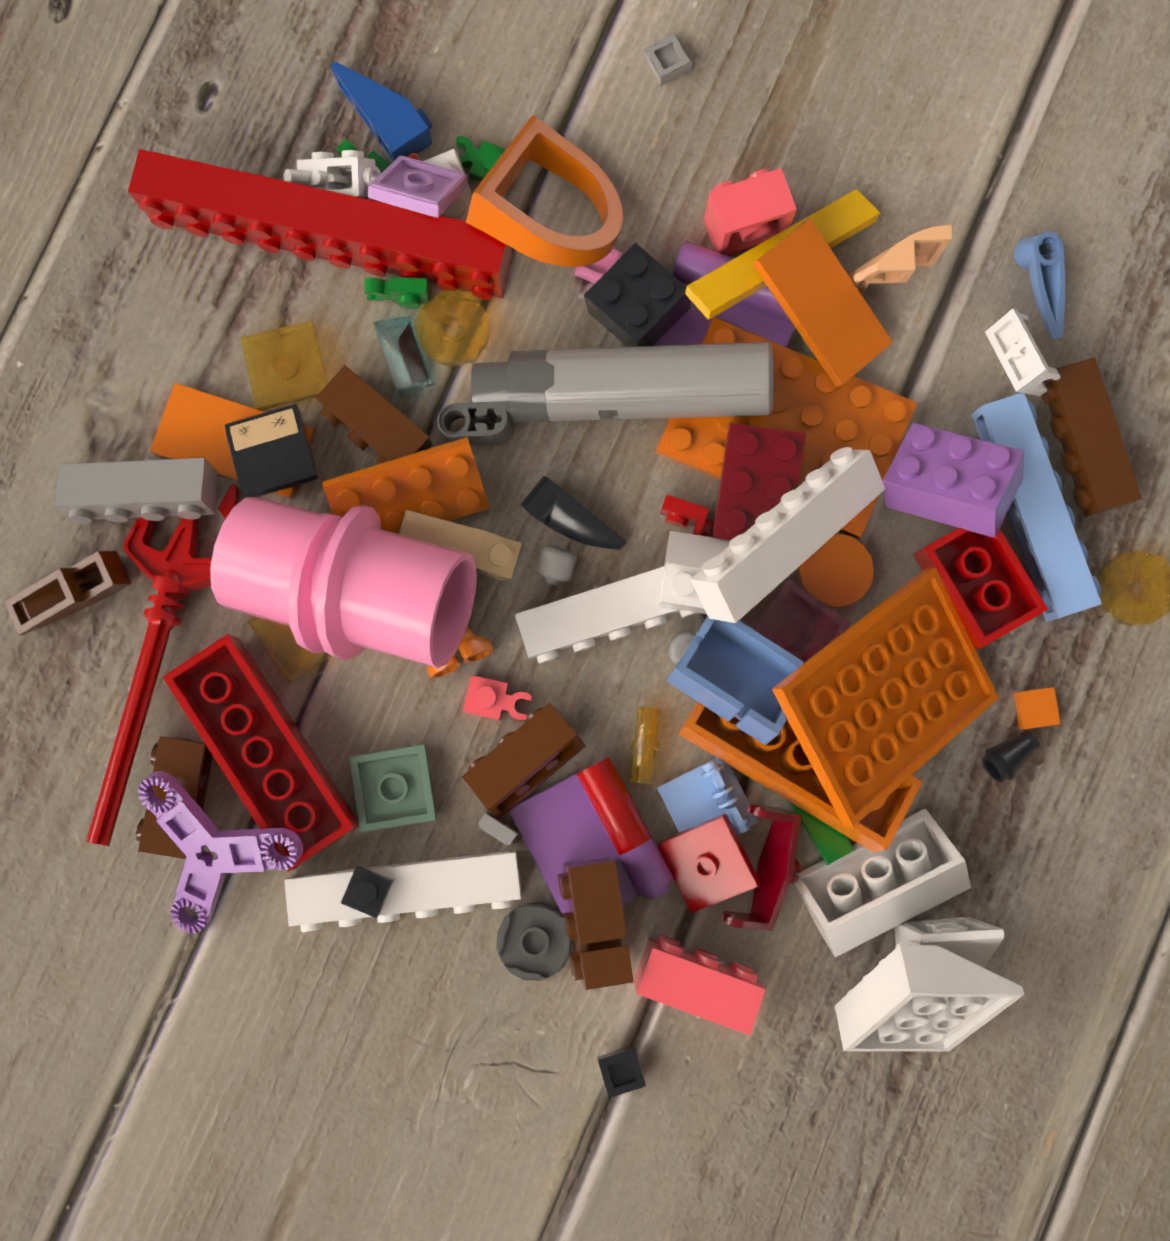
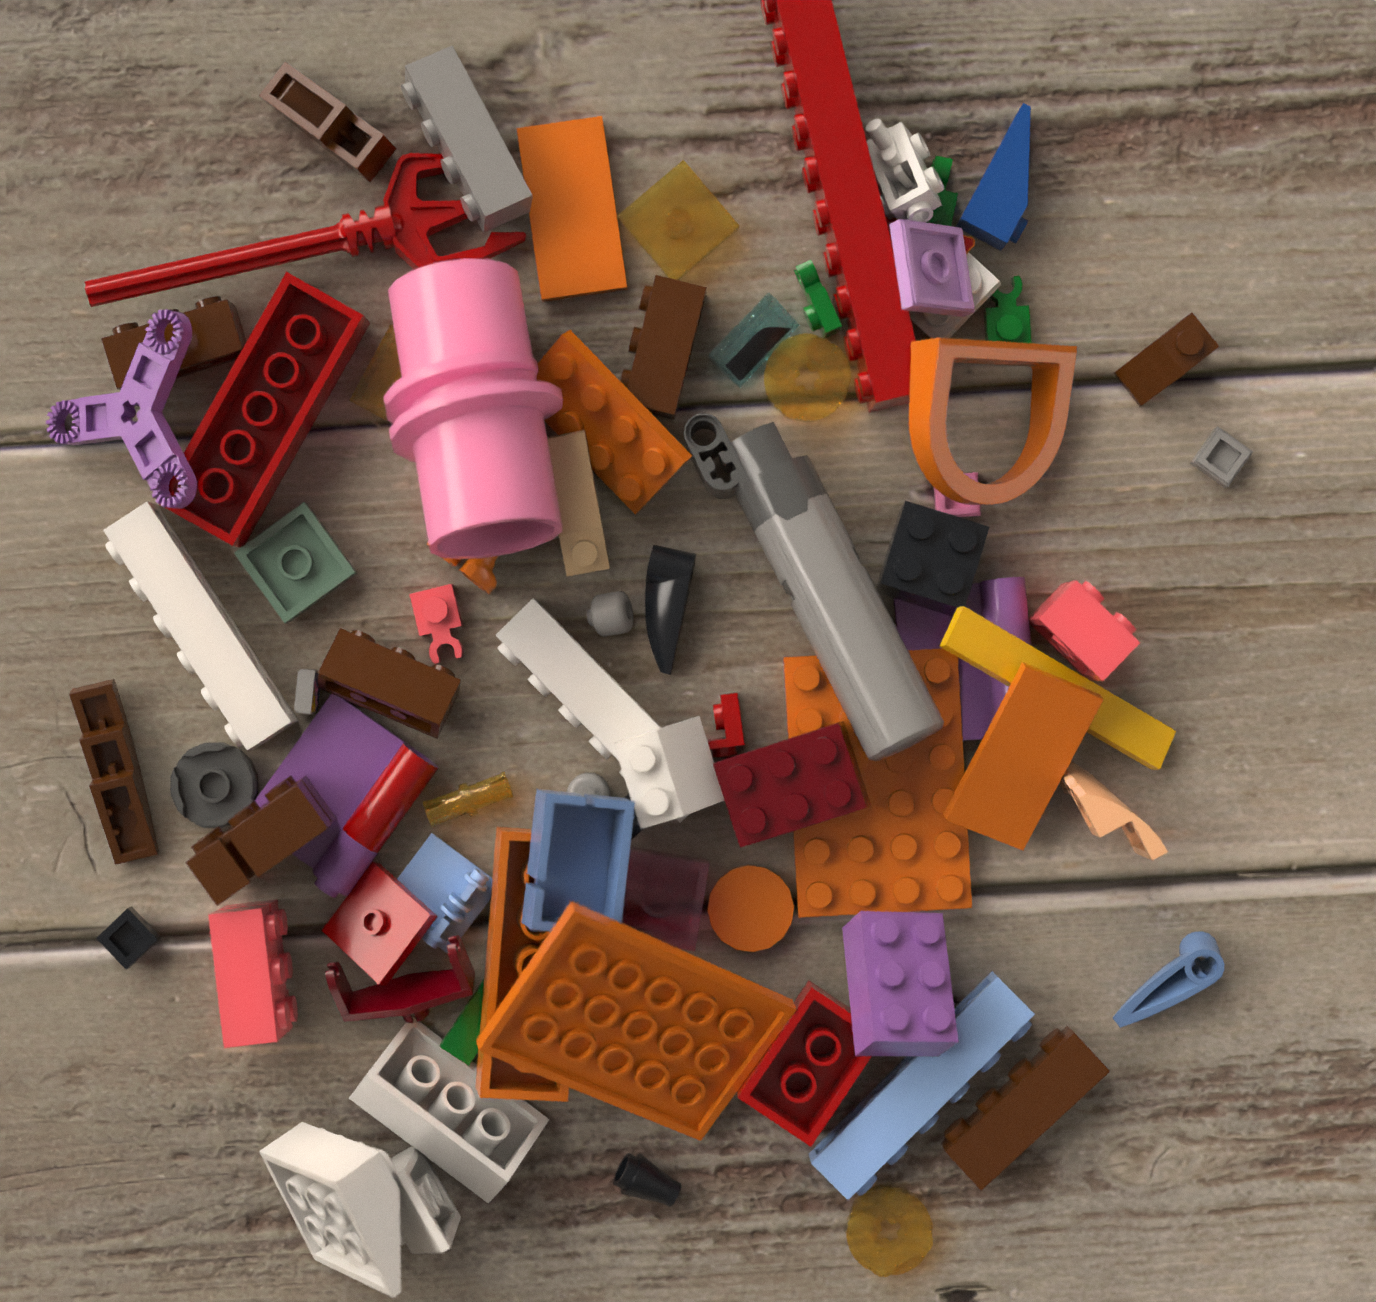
camera: 65 degrees right, 5 degrees up
(271, 451) = (577, 257): black slope -> none
(367, 891) = (176, 592): black plate -> none
(484, 1016) = (114, 771): none -> reddish brown slope
(575, 59) = (1166, 359): none -> reddish brown slope
(787, 535) = (748, 841): white brick -> none
(1020, 354) = (1072, 990): white hinge -> none
(1036, 708) = (710, 1185): orange tile -> none

